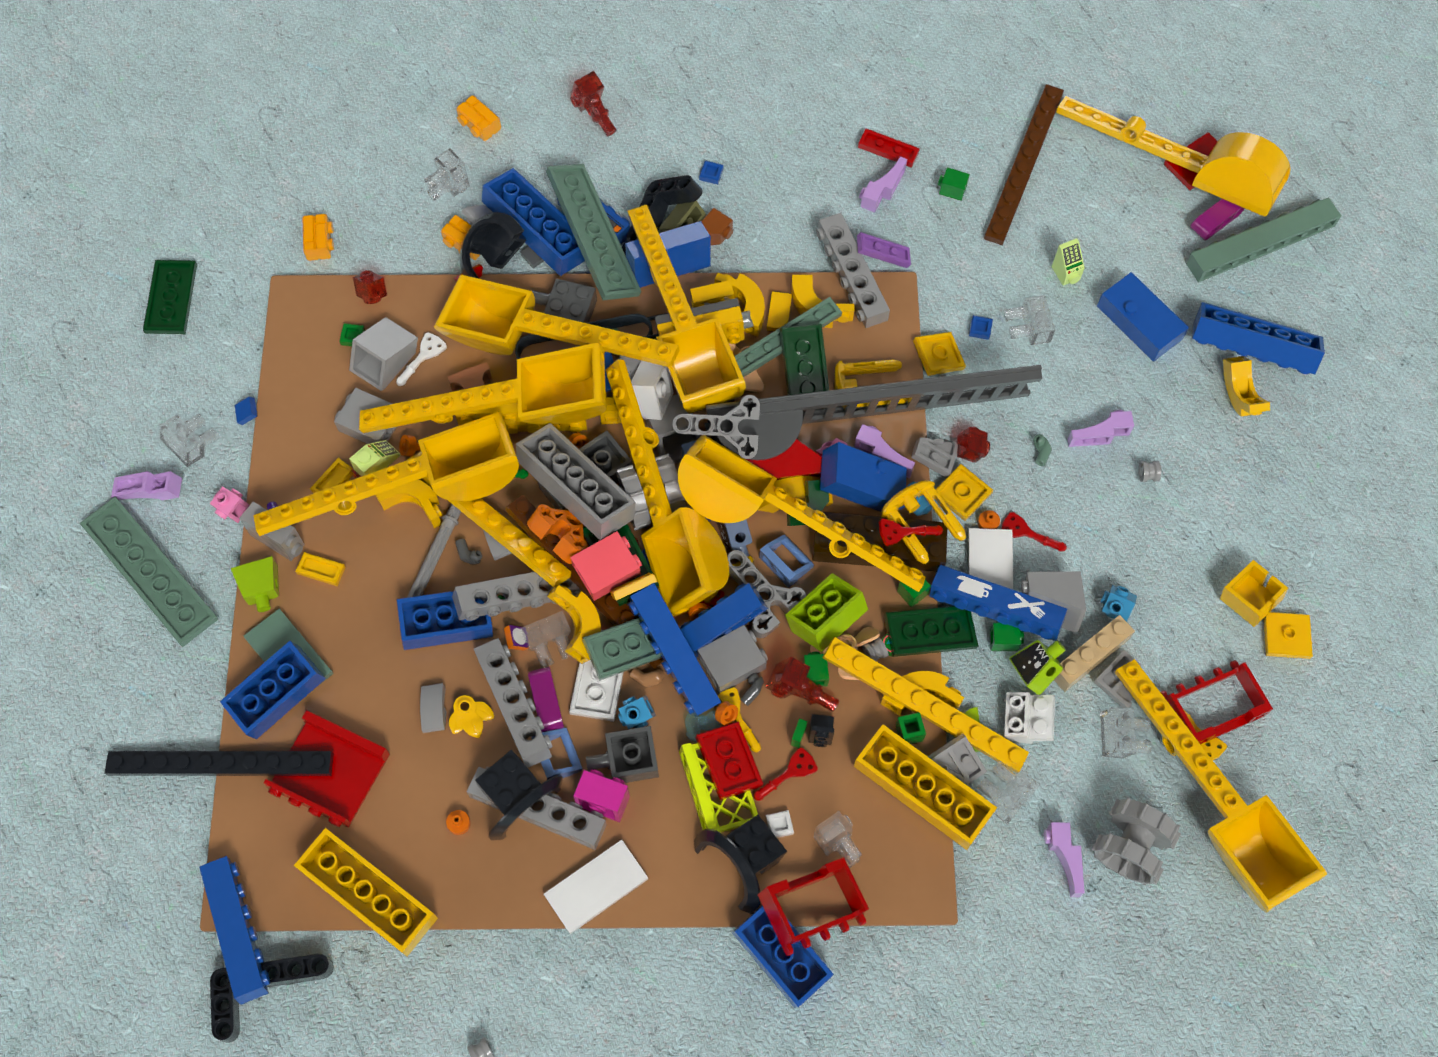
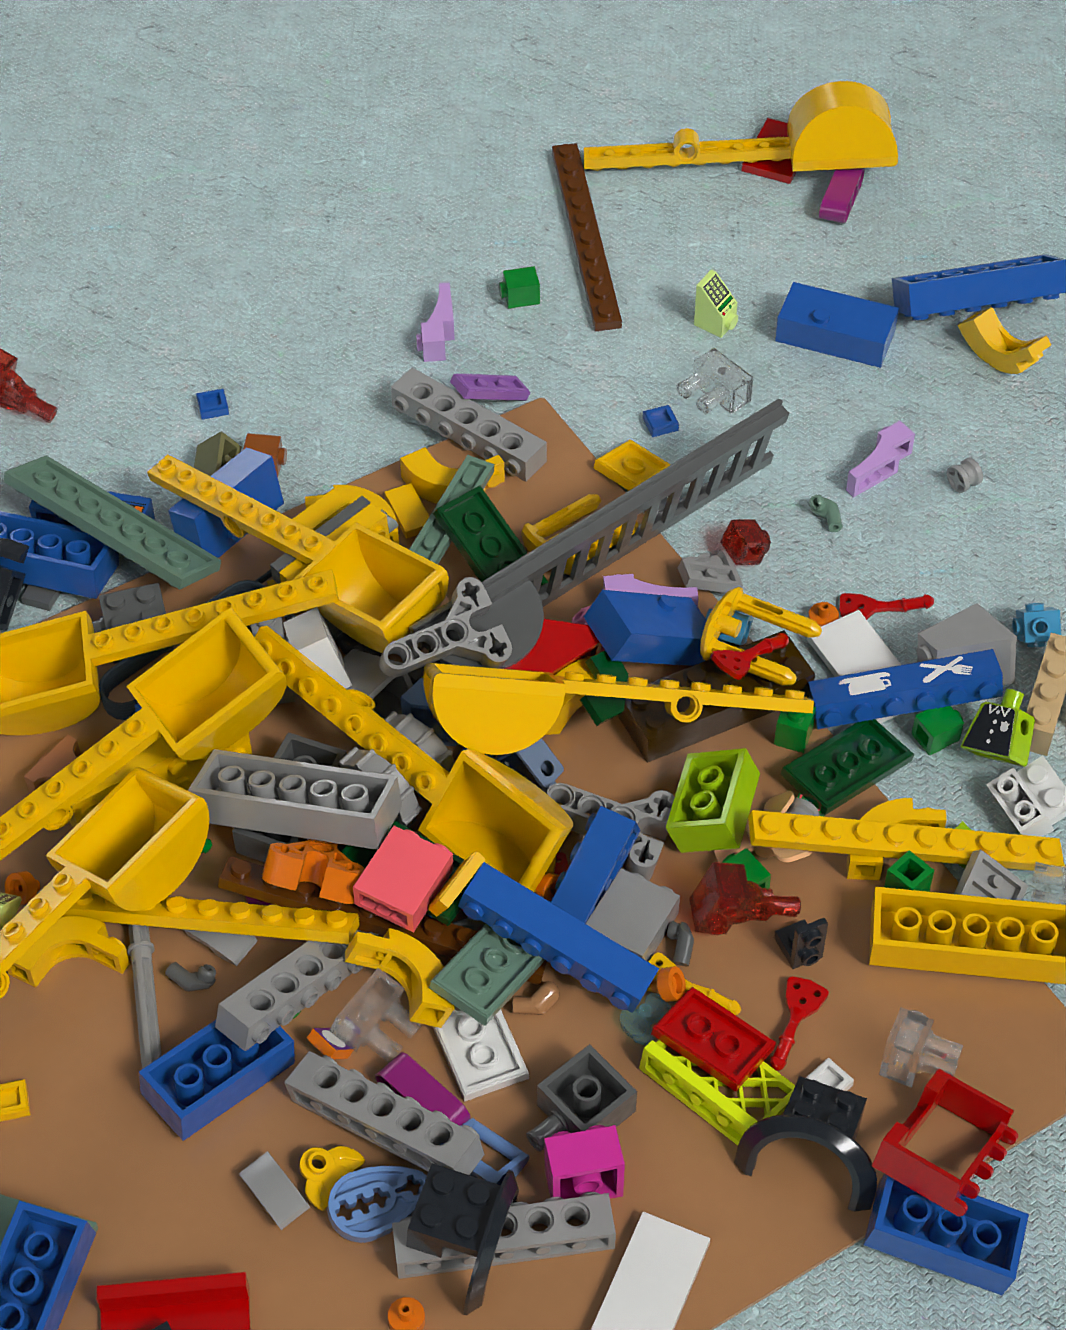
camera: 30 degrees left, 15 degrees down
(480, 733) = (363, 1185): none -> medium blue piece
(611, 415) = (277, 721): yellow tile -> none
(643, 709) = (556, 1032): dark azure brick -> none
(664, 193) = (180, 440): black beam -> none
(779, 568) = (611, 784): medium blue tile -> none
(799, 733) = (776, 960): green tile -> none
(888, 147) = (413, 284): red plate -> none
(963, 492) = (775, 589): yellow plate -> none
(1263, 239) = (906, 194): sand green brick -> none

